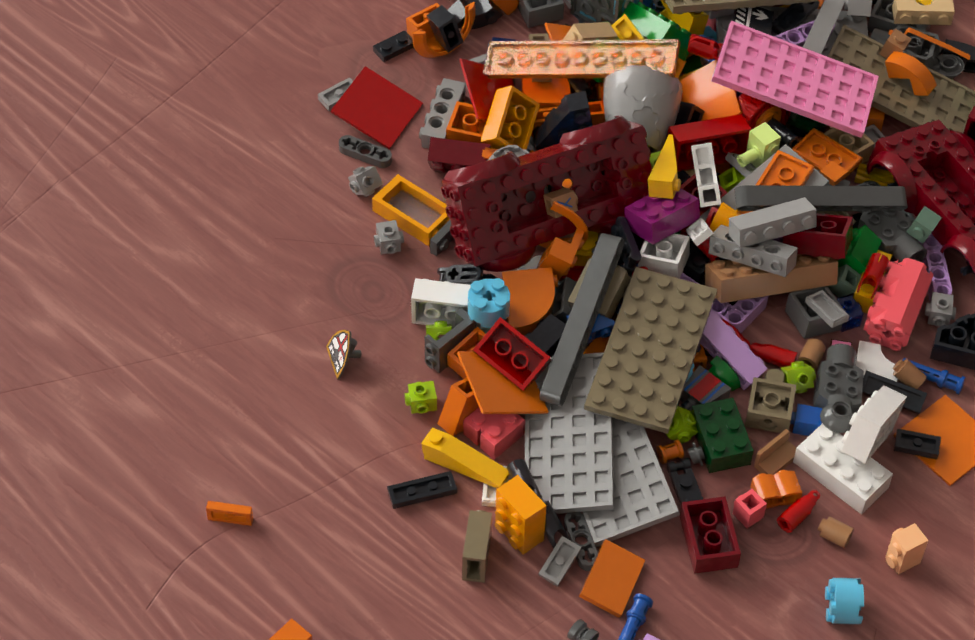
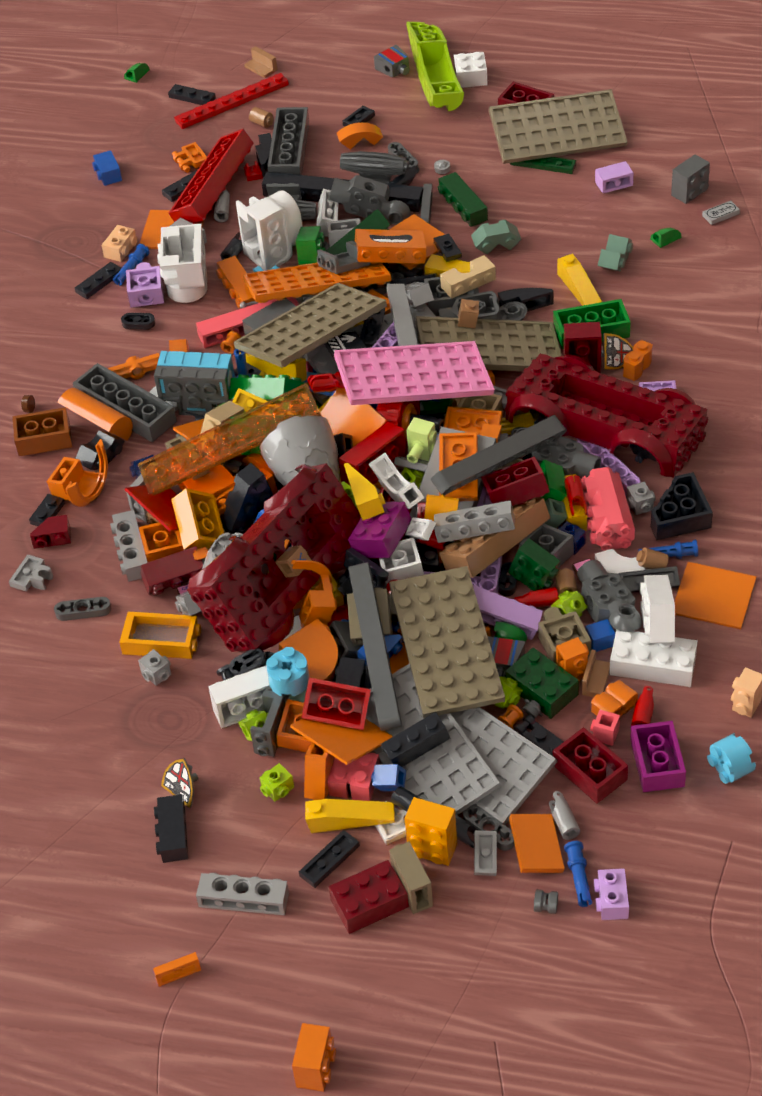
camera: 25 degrees left, 5 degrees down
(307, 388) = (171, 828): none -> black brick
(331, 489) = (251, 901): none -> light grey brick
(365, 180) = (101, 631): light grey brick -> none
(376, 107) = (68, 567): red piece -> none
(386, 65) = (52, 532): none -> dark red slope
(430, 542) = (368, 896): none -> dark red brick
(441, 239) = (202, 647): dark grey plate -> none
(445, 28) = (87, 473): black brick -> none
(519, 445) = (388, 777): none -> brick
(562, 426) = (416, 740): none -> black brick
(654, 569) = (564, 817): none -> light grey piece
(758, 319) = (504, 578): none -> black beam
(762, 427) = (573, 657): none -> orange brick
(772, 222) = (478, 490): light grey brick -> none
(778, 561) = (657, 756): none -> magenta brick
(788, 322) = (534, 566): none -> dark green brick
(827, 308) = (558, 539): light grey tile -> none
(835, 531) = (683, 709): medium nougat brick -> none
(907, 67) = (487, 325): orange brick -> none
(917, 443) = (696, 609): black plate -> none
(923, 224) = (587, 437): sand green brick -> none
(935, 41) = (492, 296): orange piece -> none

